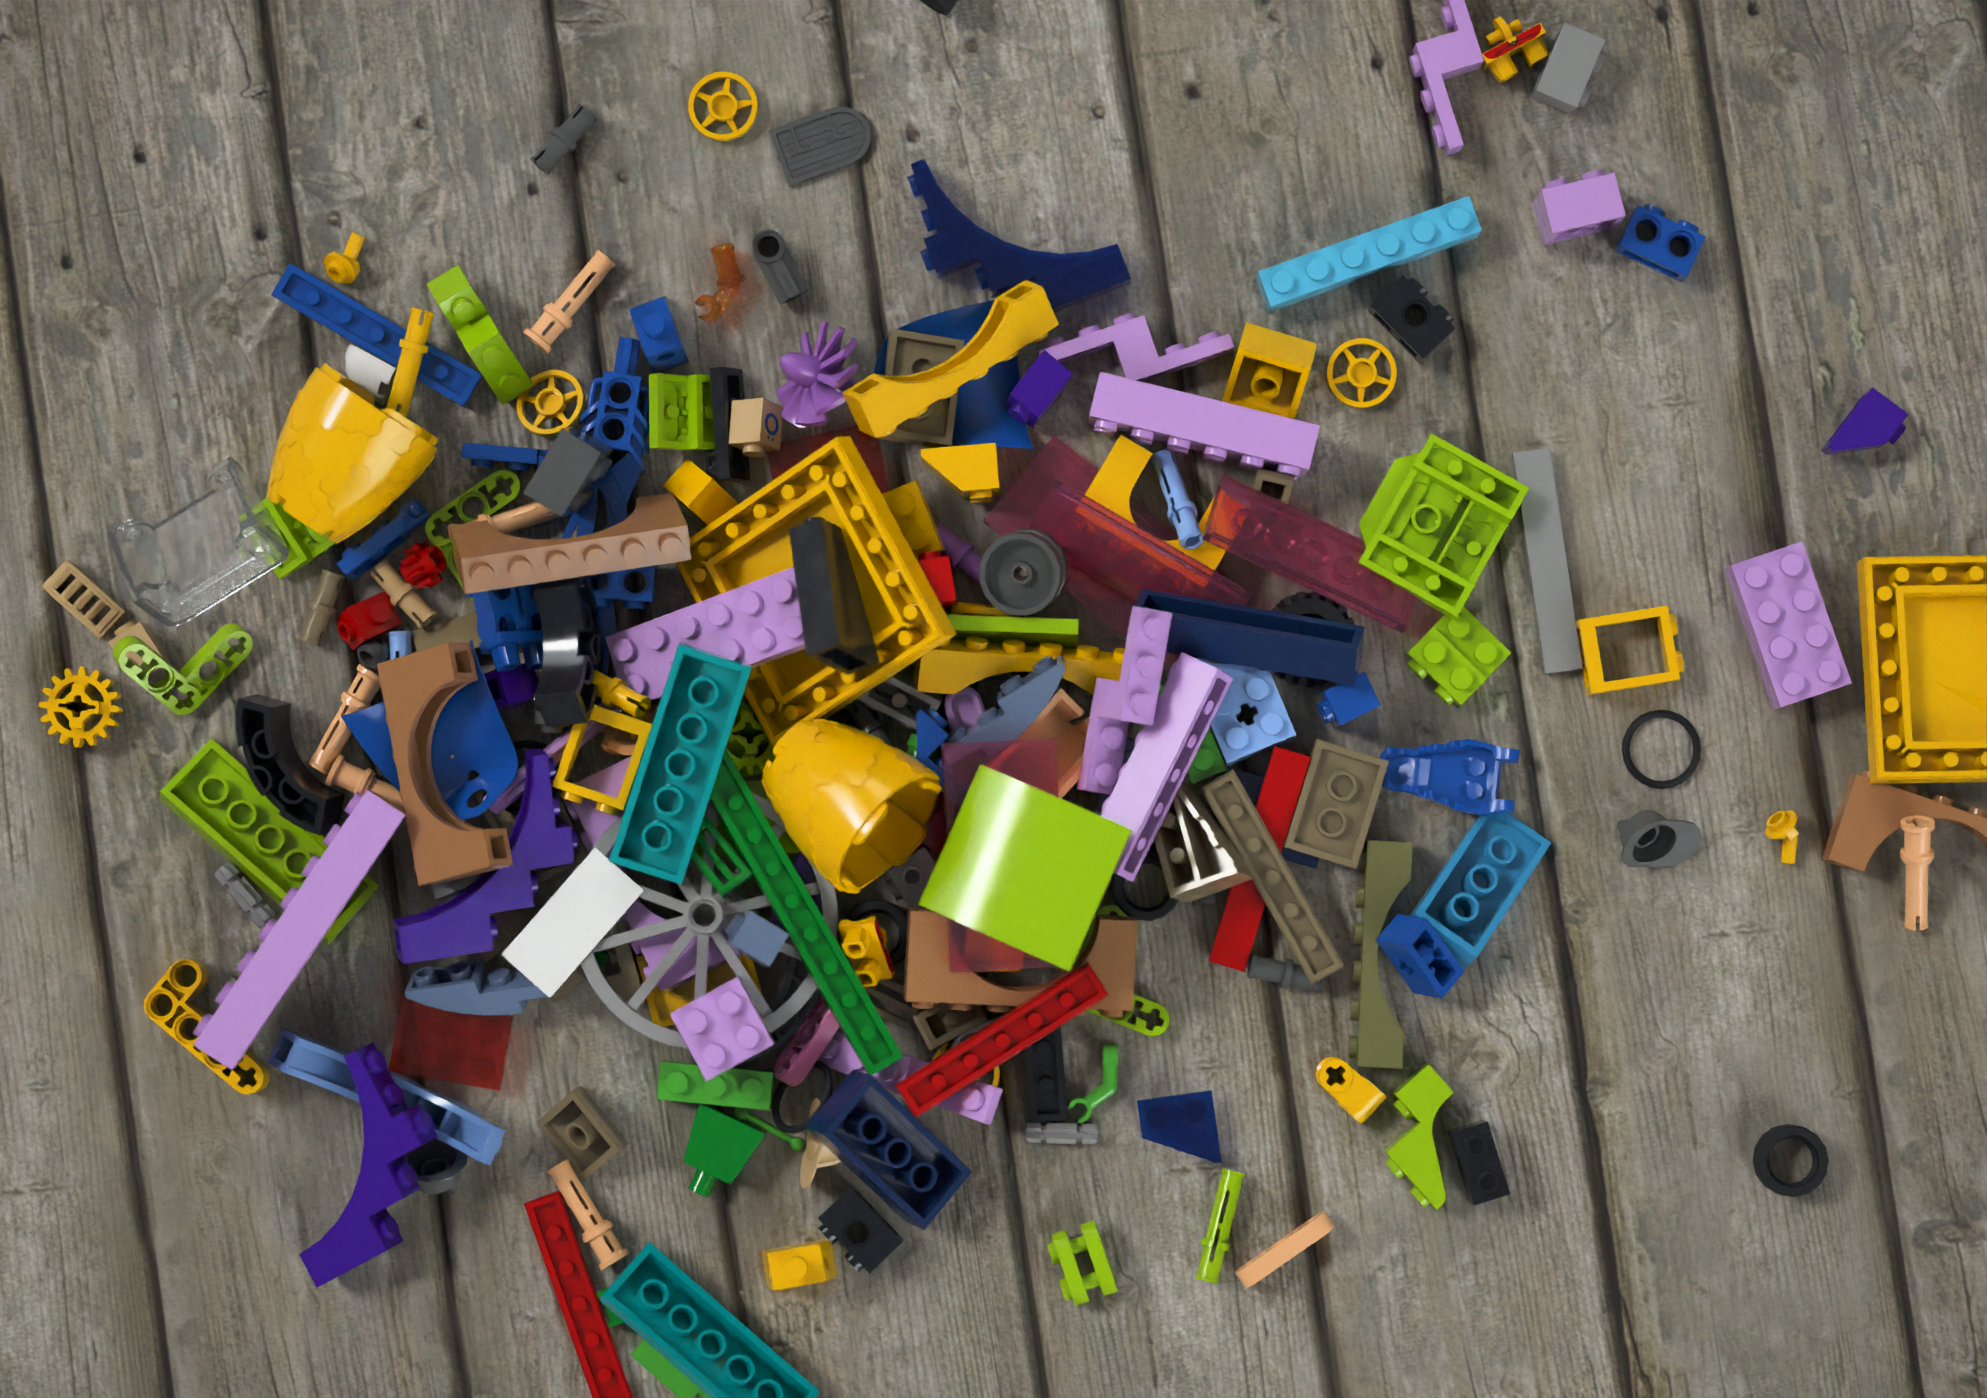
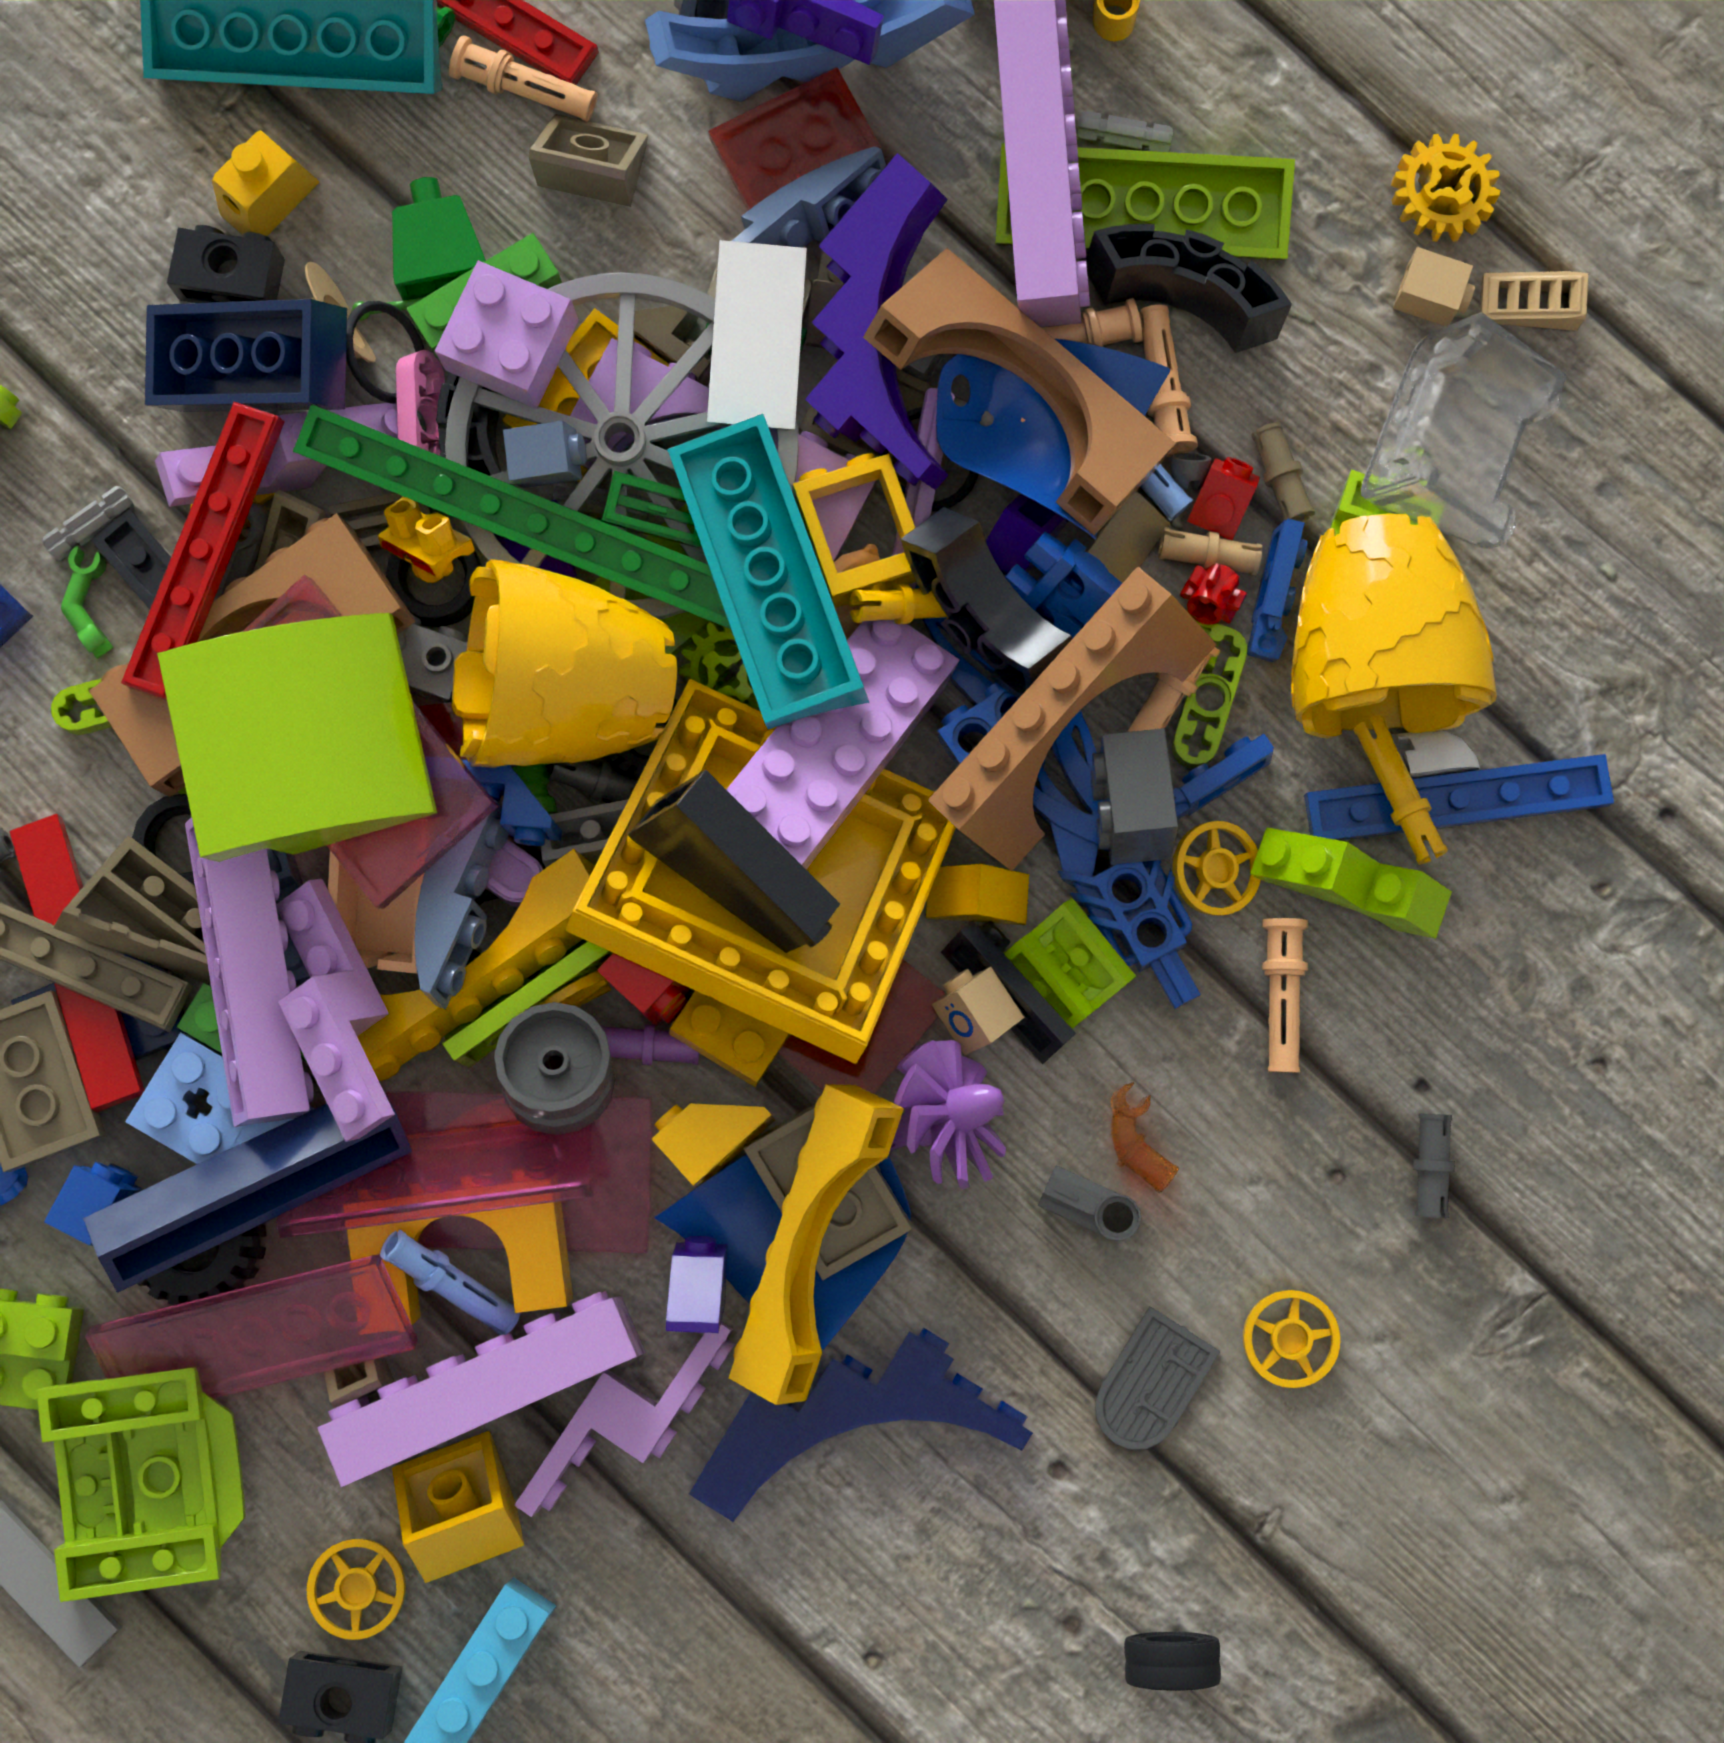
camera: 140 degrees right, 5 degrees down
(188, 678) = (1361, 297): lime beam -> none
(344, 267) = (1555, 844): yellow plate -> none
(659, 335) = (1163, 1030): blue torso -> none

